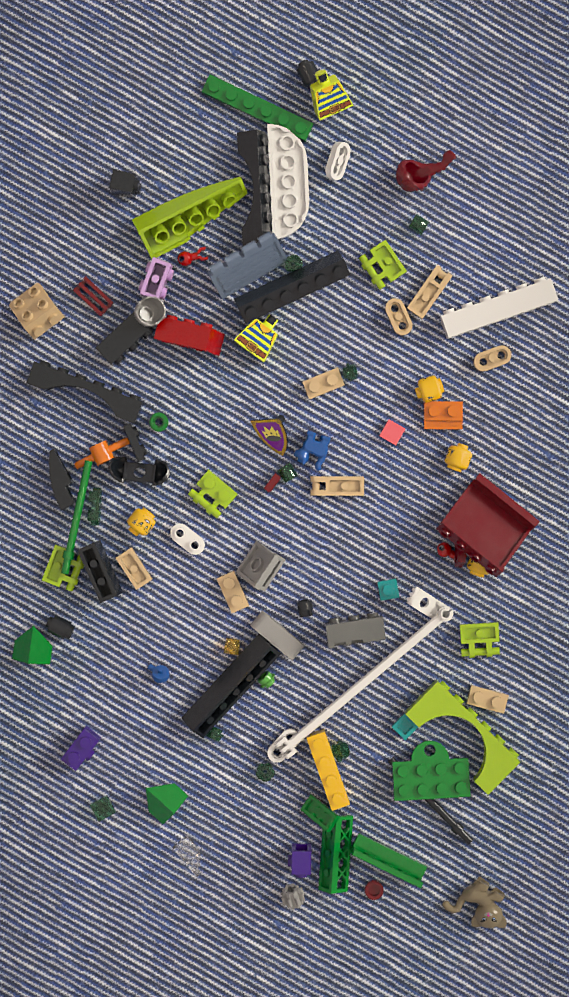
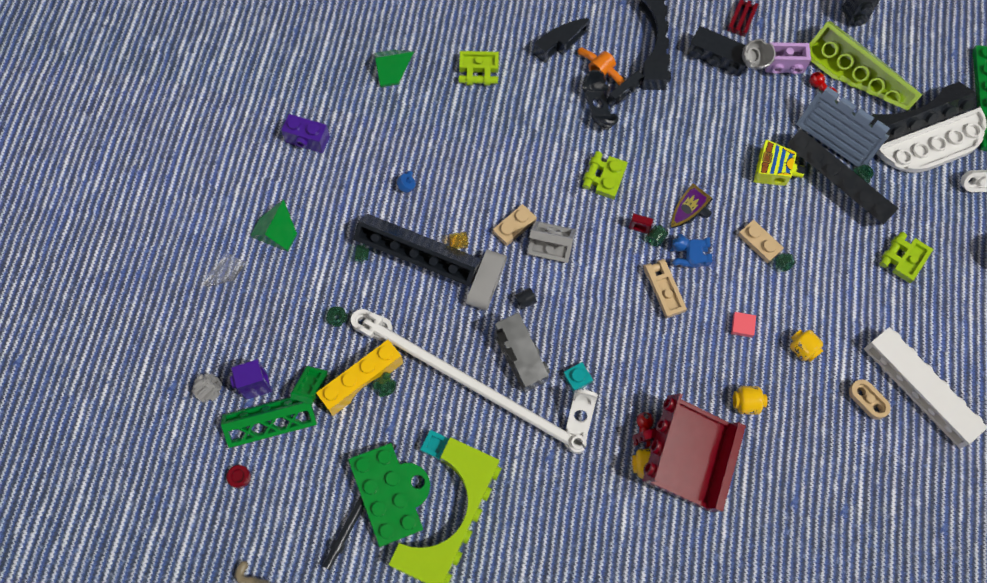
camera: 70 degrees right, 20 degrees down
(60, 627) = (420, 81): black brick -> none
(68, 554) = (495, 63): green bar -> none
(94, 514) = (550, 75): clear green plate -> none
(100, 571) = (488, 95): black brick -> none
(102, 808) = (250, 173): clear green plate -> none
(134, 568) = (502, 127): tan plate -> none
(141, 522) = (551, 117): yellow head -> none
(152, 422) = (657, 102): green plate -> none
(188, 537) = (550, 165): white plate -> none
(189, 335) = (751, 103): red wedge -> none
(266, 679) = (436, 285): bright green plate -> none
(388, 859) = (277, 479): green fence -> none
(398, 317) = (863, 291): tan plate -> none
(419, 224) = (964, 277): clear green hose -> none
(429, 292) = (903, 311): tan plate -> none
(443, 415) = (785, 371): orange plate -> none
(479, 633) = (569, 492): lime plate -> none
(487, 699) = (498, 529): tan plate -> none

